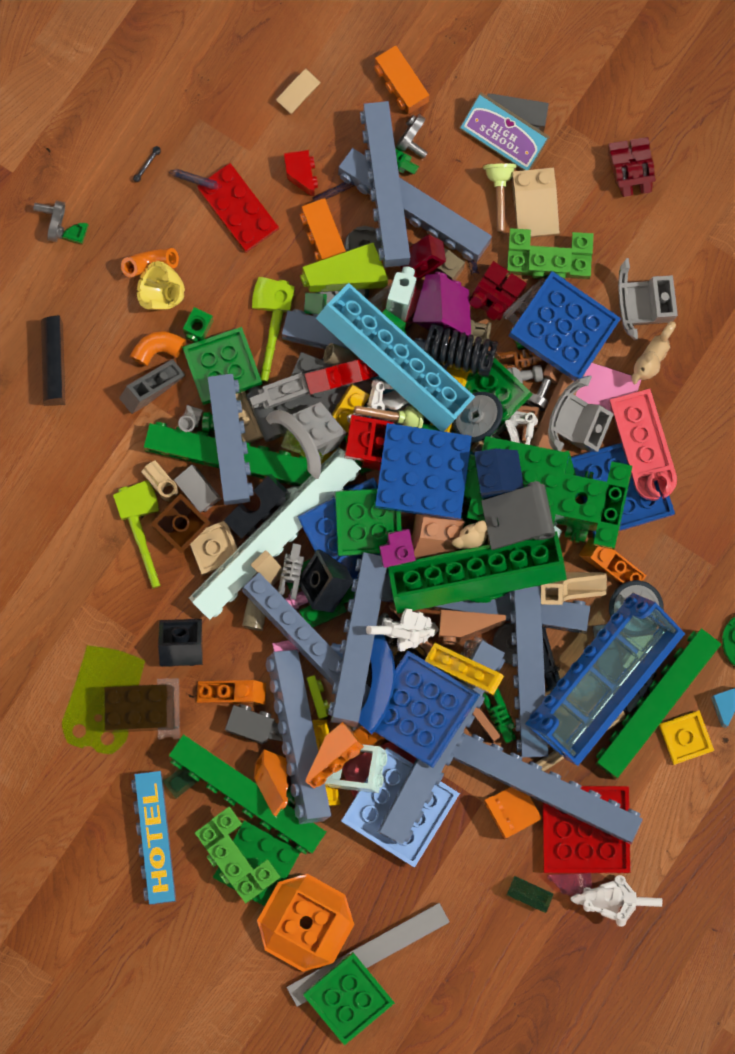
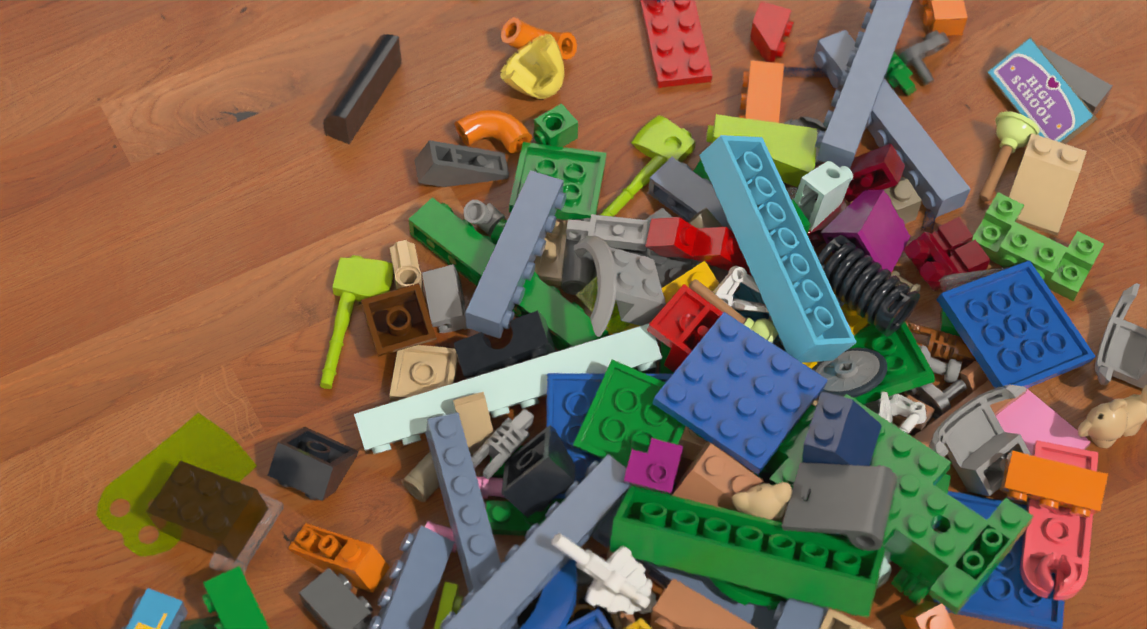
camera: 30 degrees right, 20 degrees down
(633, 429) = (1053, 484): none -> orange brick

